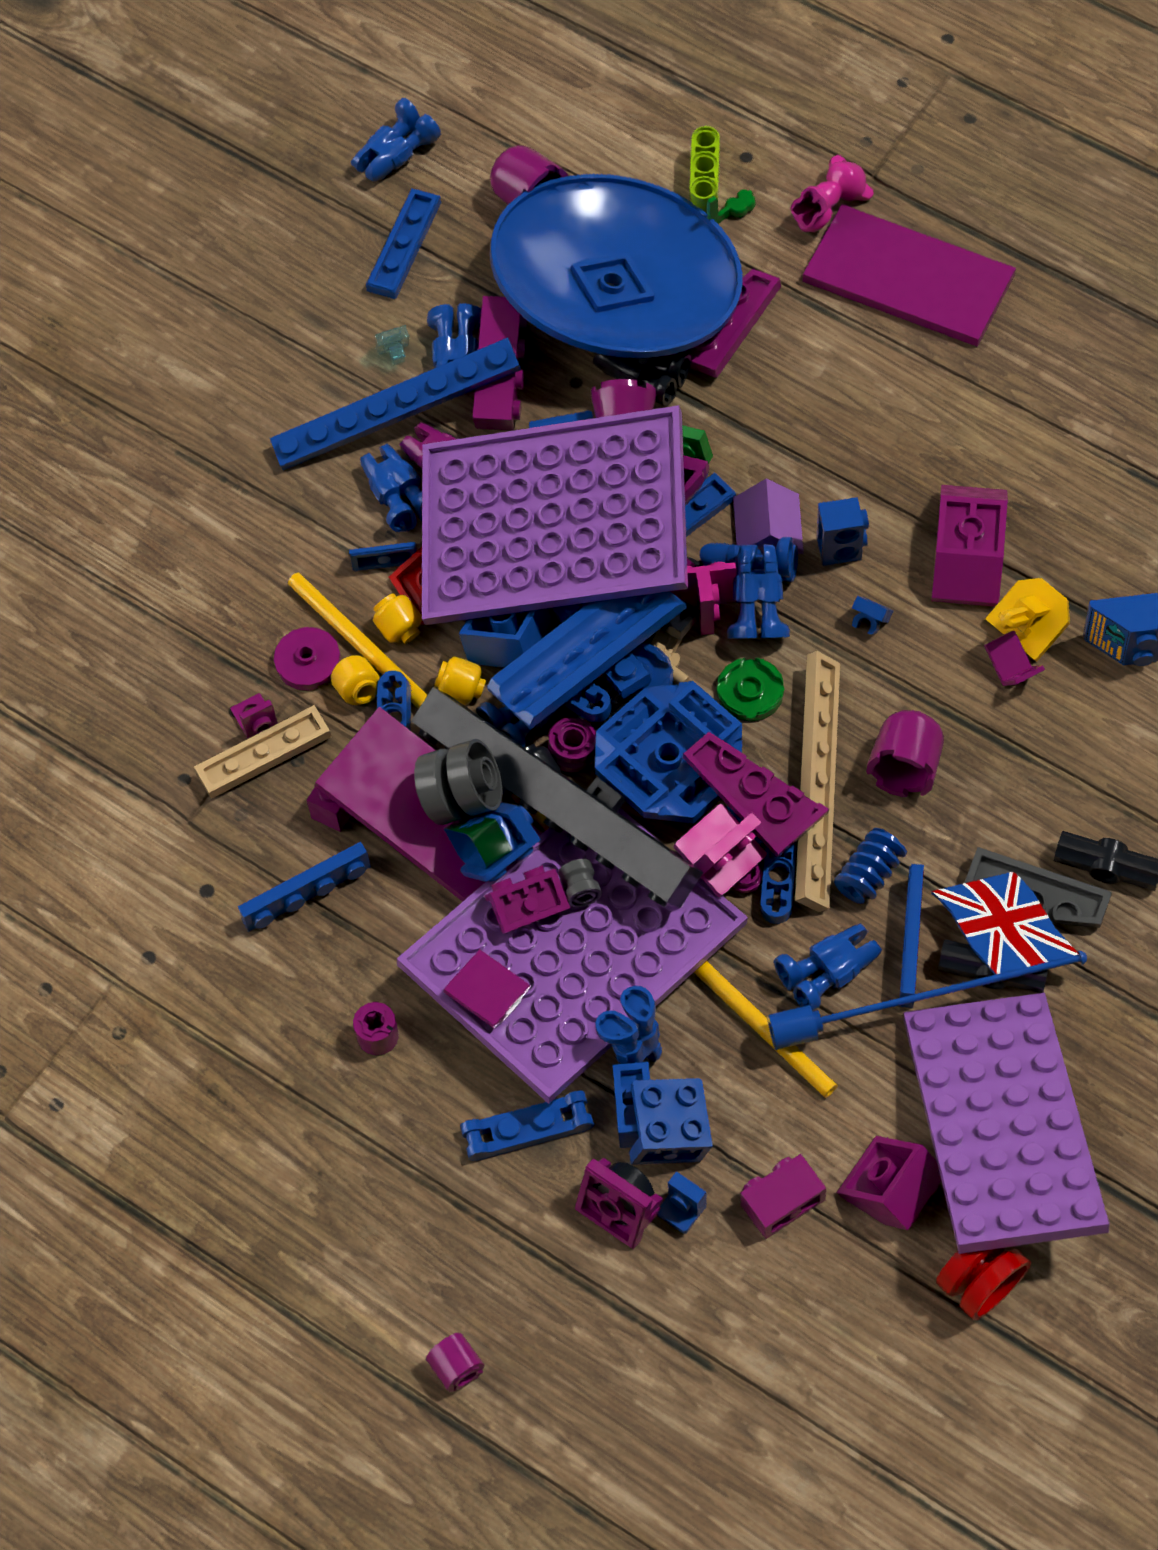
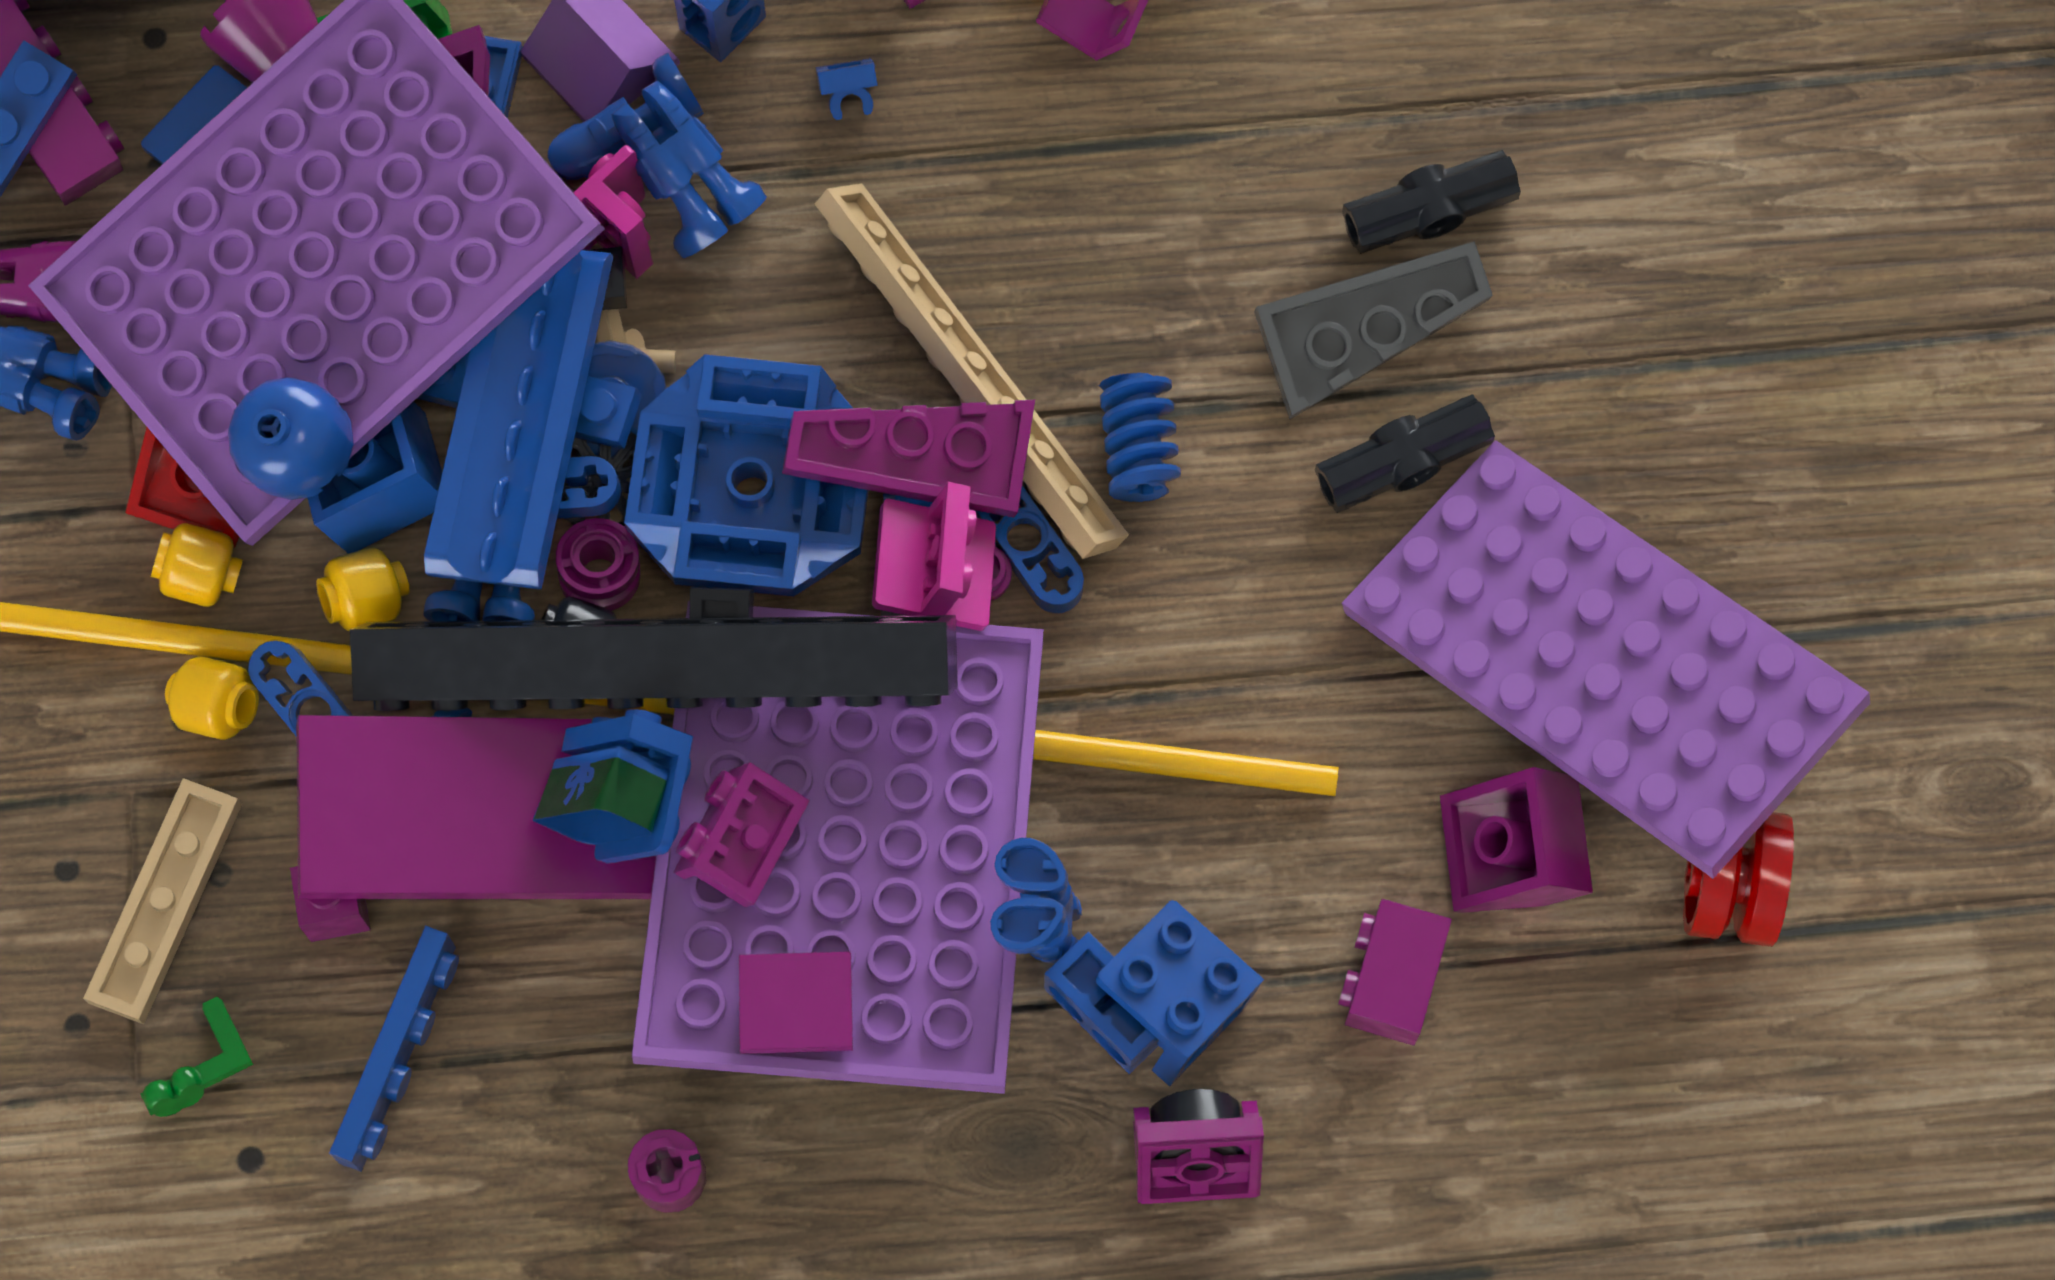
camera: 45 degrees left, 10 degrees up
(206, 836) = (188, 1083): none -> green piece
(257, 718) = (119, 864): magenta bracket -> none
(306, 672) = (129, 737): magenta plate -> none
(381, 556) = (91, 487): blue slope -> none
(458, 782) = (512, 742): dark grey wheel -> none
(475, 584) = (290, 438): none -> blue cylinder
(527, 1126) = (982, 1145): blue plate -> none
(581, 887) = (793, 755): dark grey wheel -> none
(683, 1203) = (1281, 1085): blue bracket -> none
(750, 689) = (770, 307): green tile -> none
(832, 955) = (1198, 596): blue piece -> none
(906, 753) = (1063, 244): magenta cylinder -> none
(911, 932) = (1269, 491): blue tile -> none
(1000, 924) = (1387, 396): flag -> none

